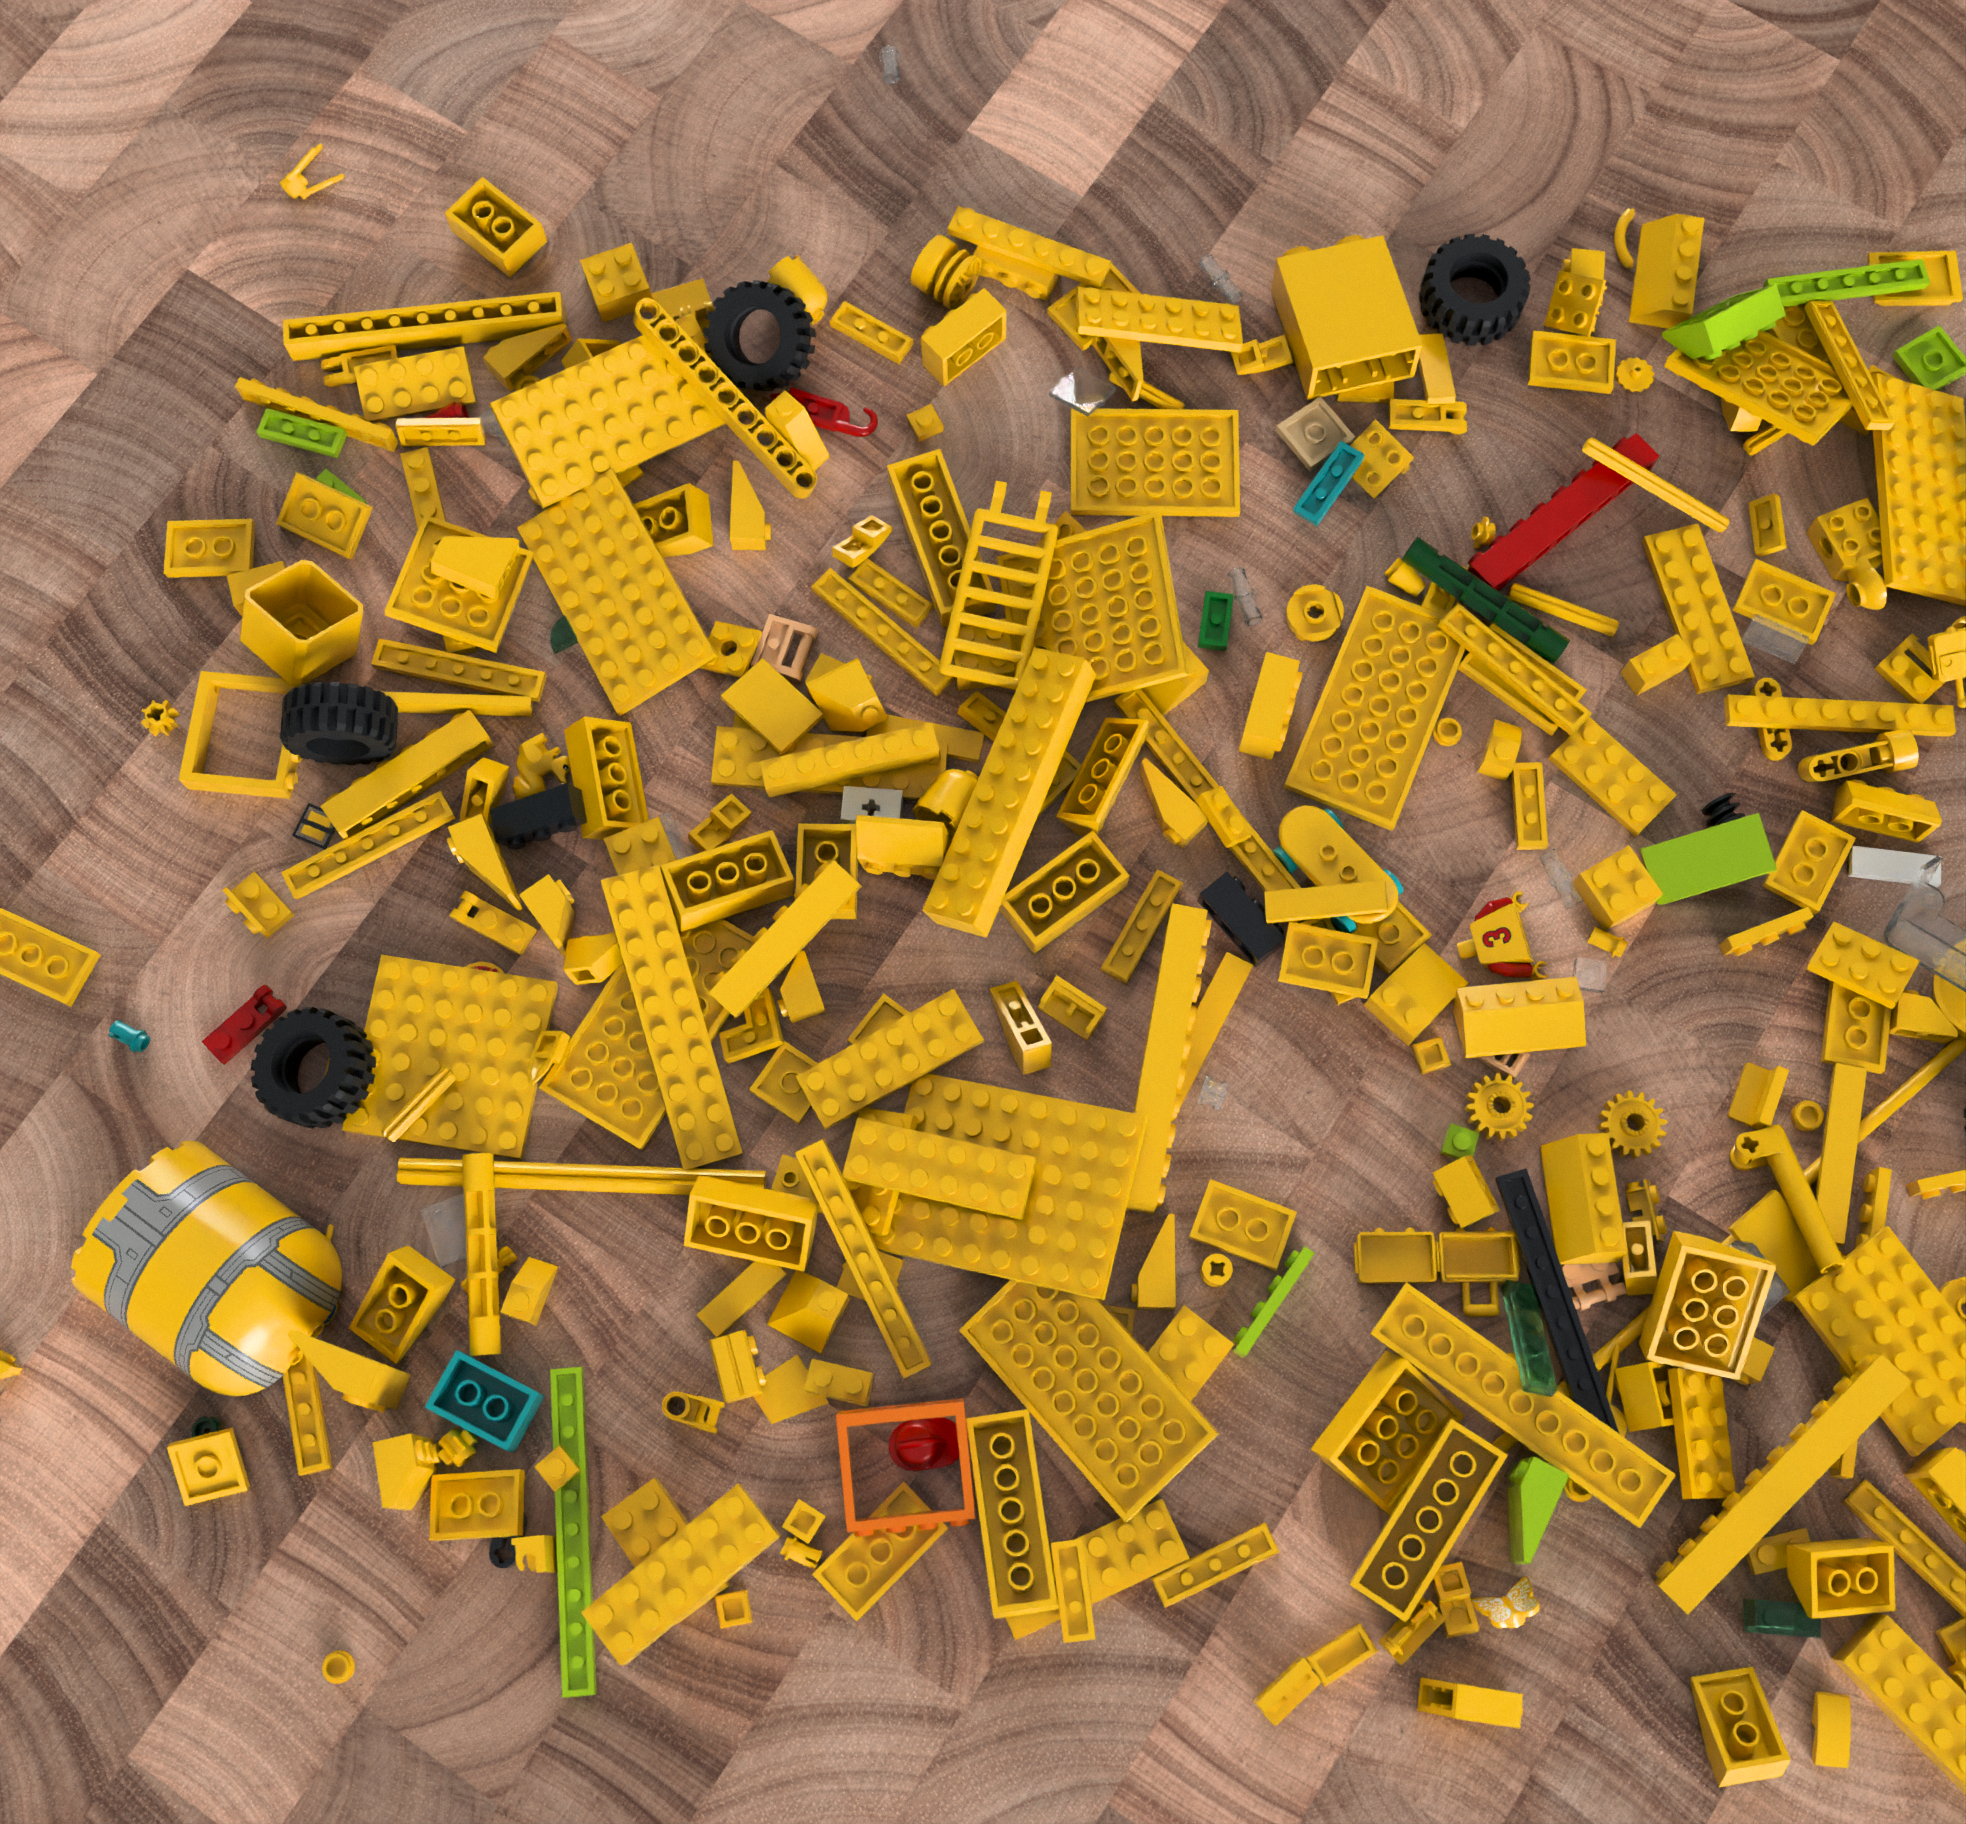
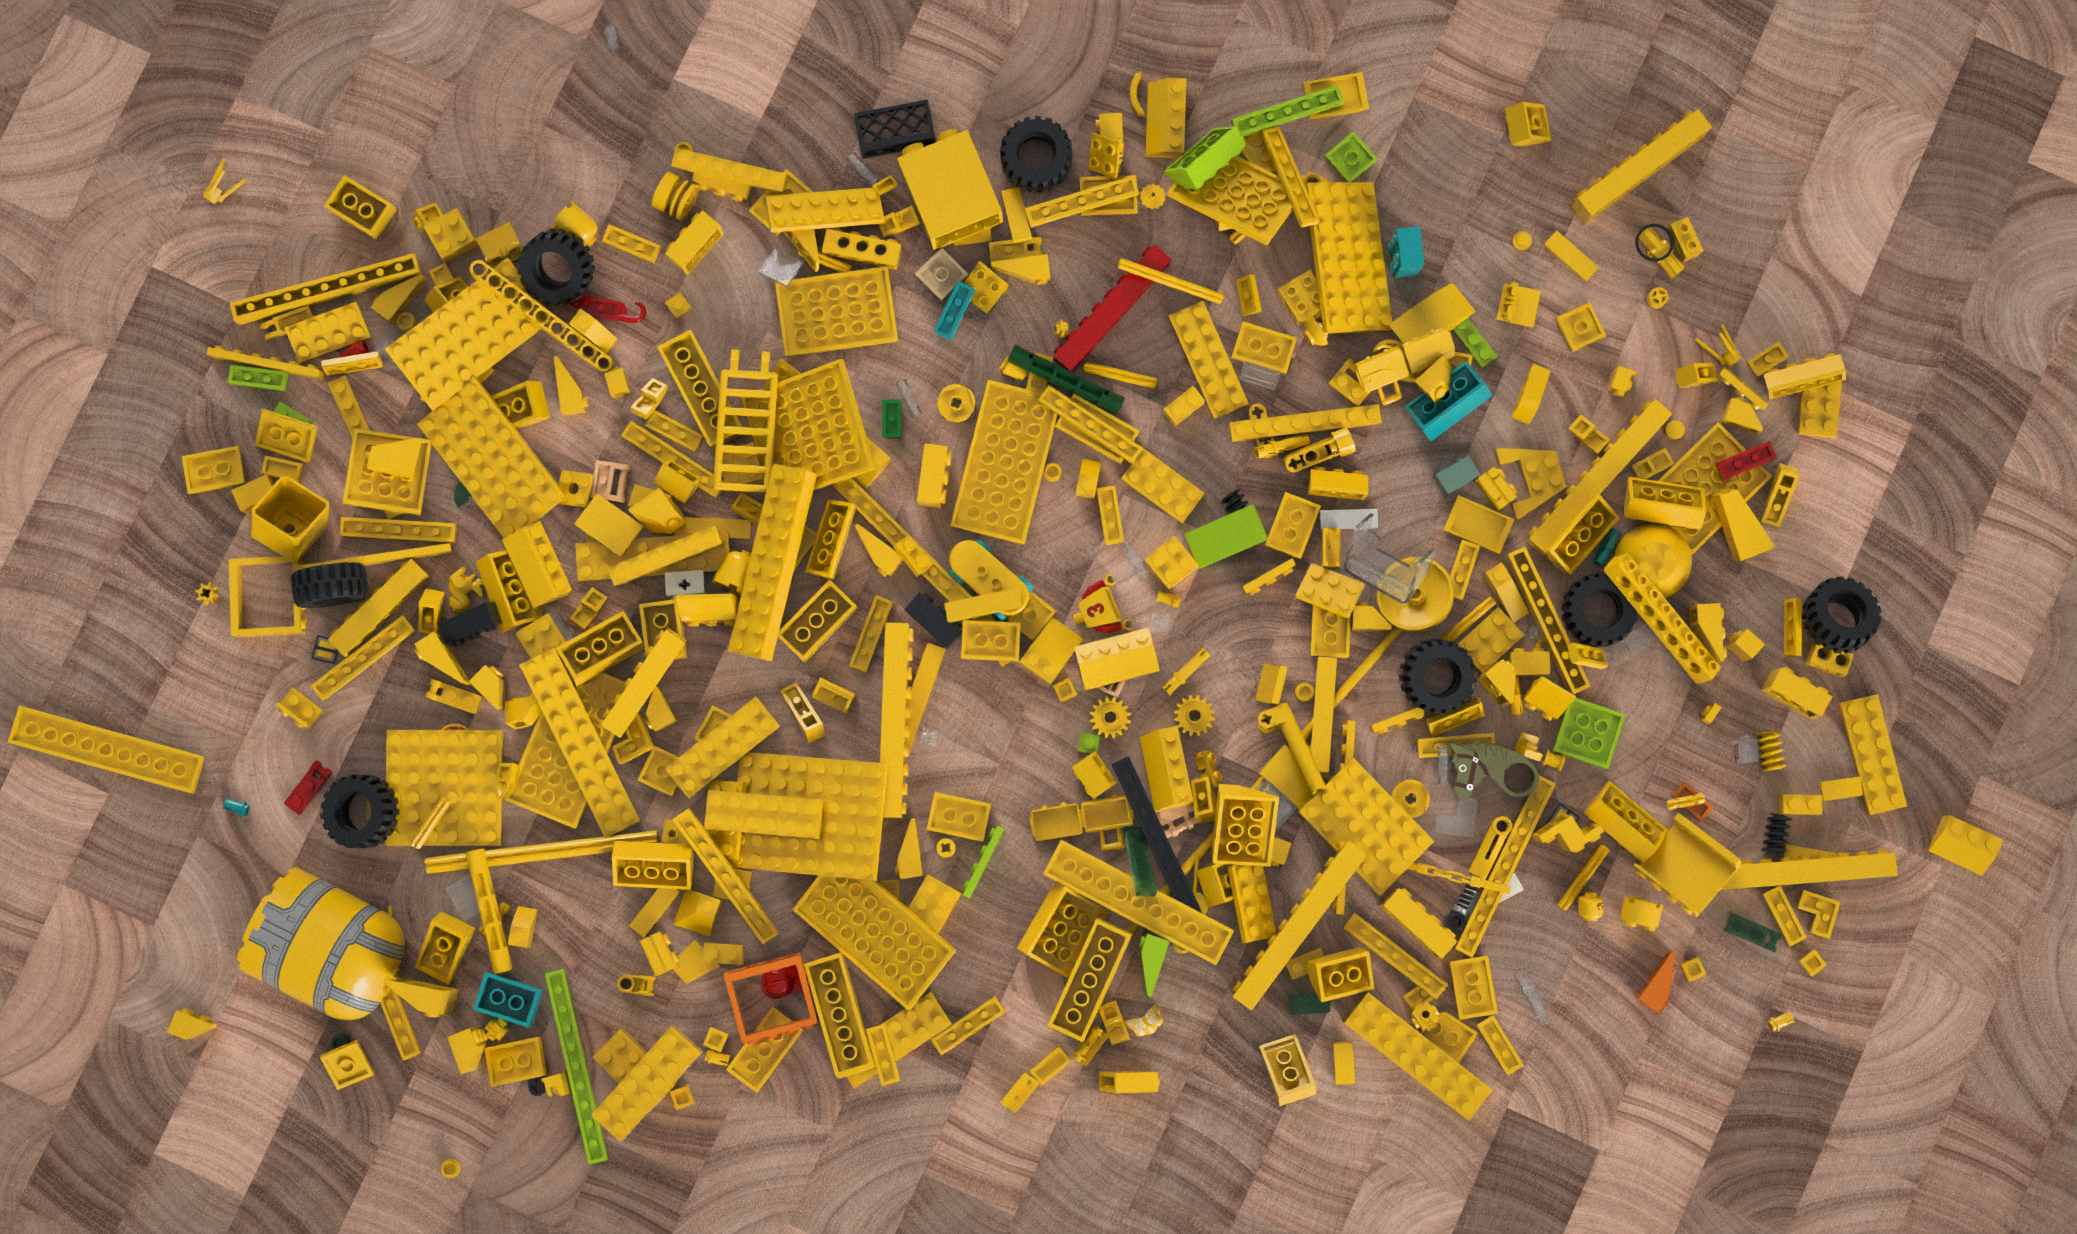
camera: 10 degrees left, 10 degrees up
(295, 552) = (279, 468): none -> yellow tile
(557, 1468) = (560, 1032): yellow plate -> none
(582, 249) = (426, 215): none -> yellow bracket
(592, 330) = (441, 274): none -> yellow tile
(654, 748) = (536, 565): none -> yellow slope
(819, 512) = (617, 382): none -> yellow brick
(884, 659) = (677, 481): none -> yellow brick
(1210, 394) = (869, 256): none -> yellow brick
(1249, 303) = (885, 185): none -> yellow piece
(1263, 253) = (894, 144): none -> black fence
(1443, 443) = (1026, 268): none -> yellow slope
(1535, 360) = (1082, 201): none -> yellow plate
(1614, 1062) = (1180, 676): none -> yellow pin
(1792, 742) = (1274, 448): none -> yellow pin
(1864, 902) = (1330, 548): none -> yellow hinge

